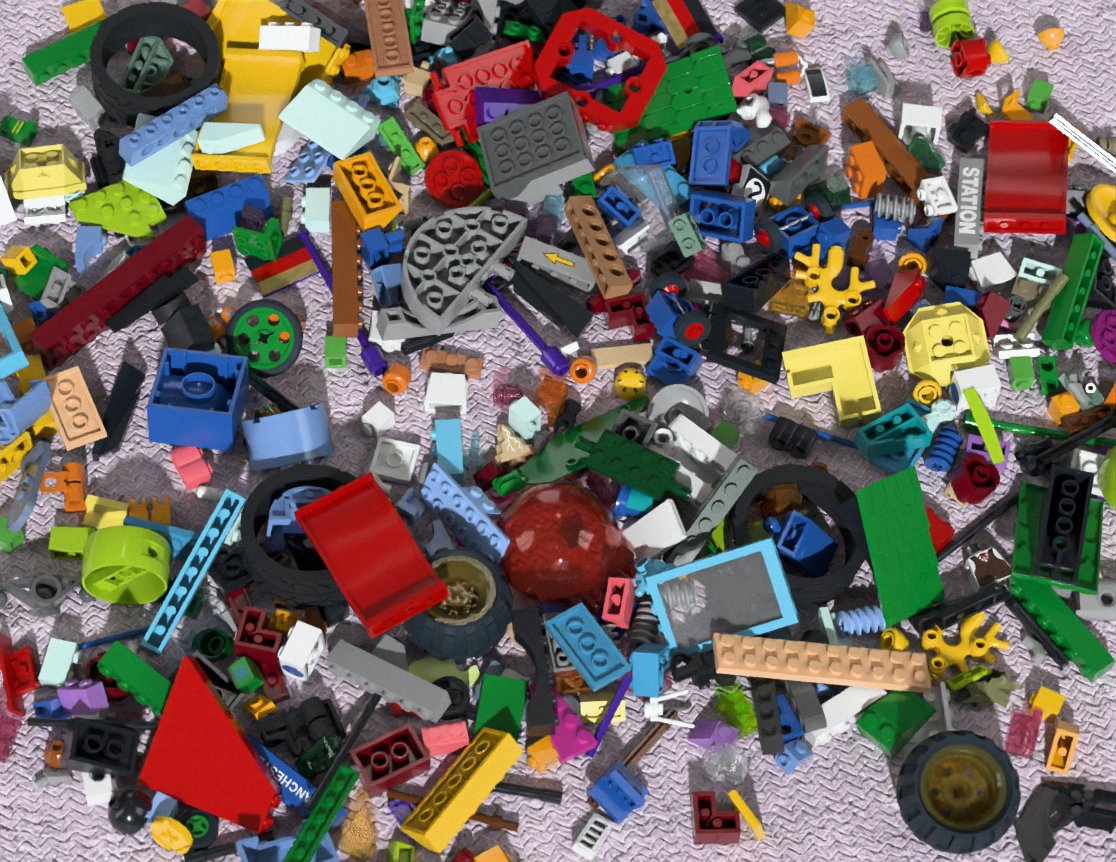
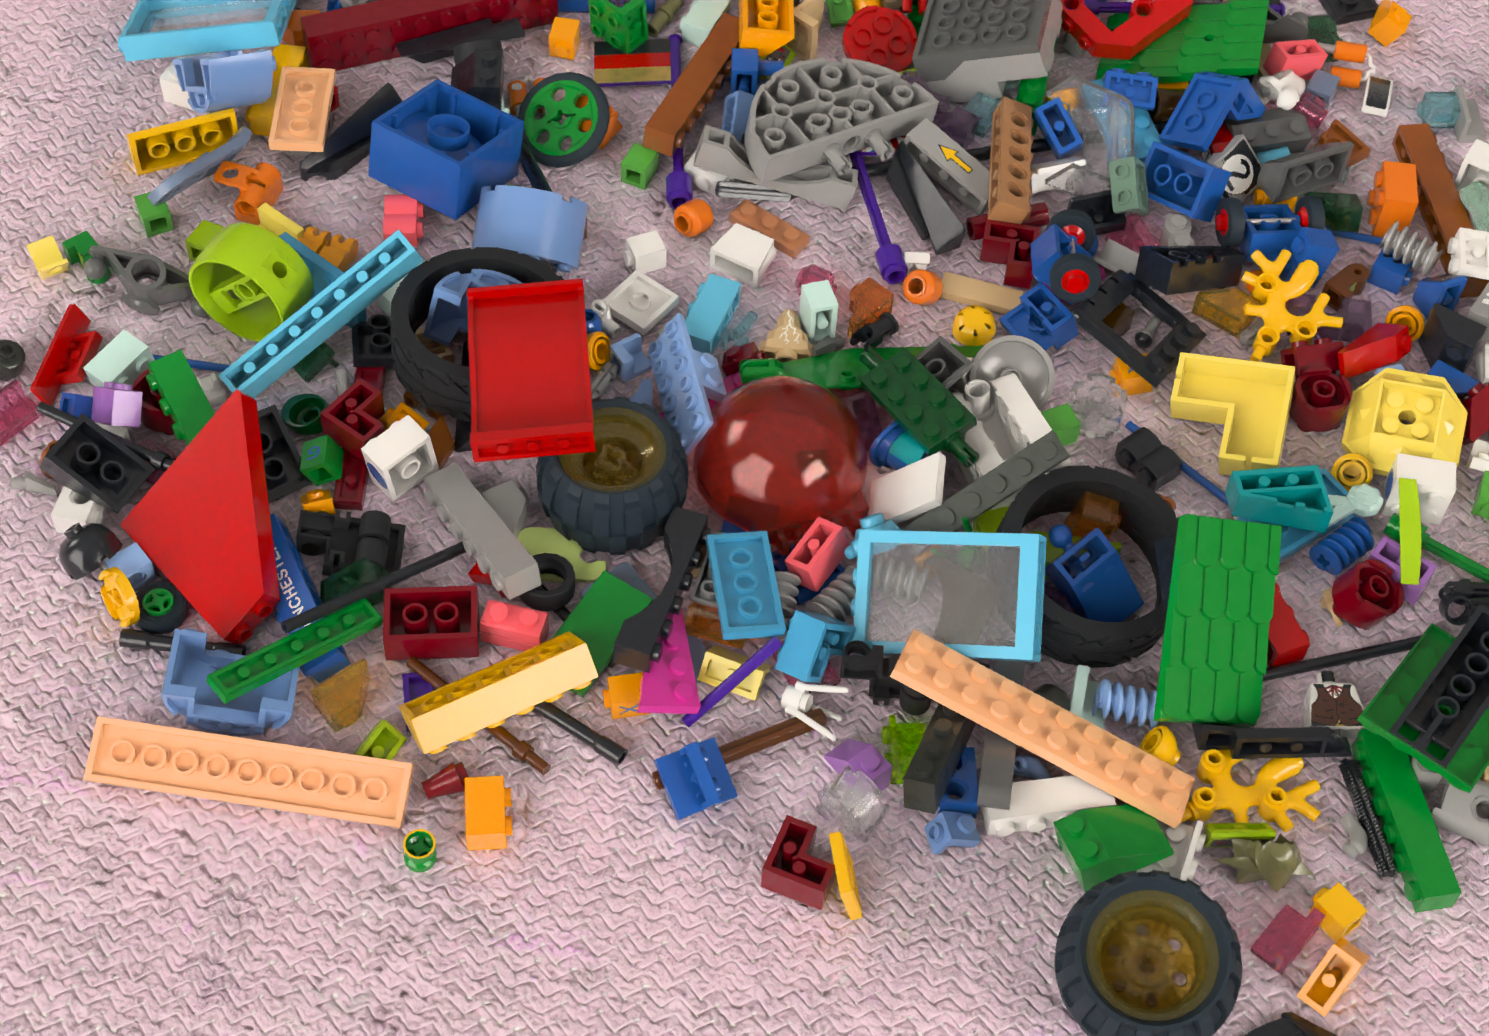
camera: 25 degrees right, 5 degrees down
(585, 850) = (622, 839): white slope -> none

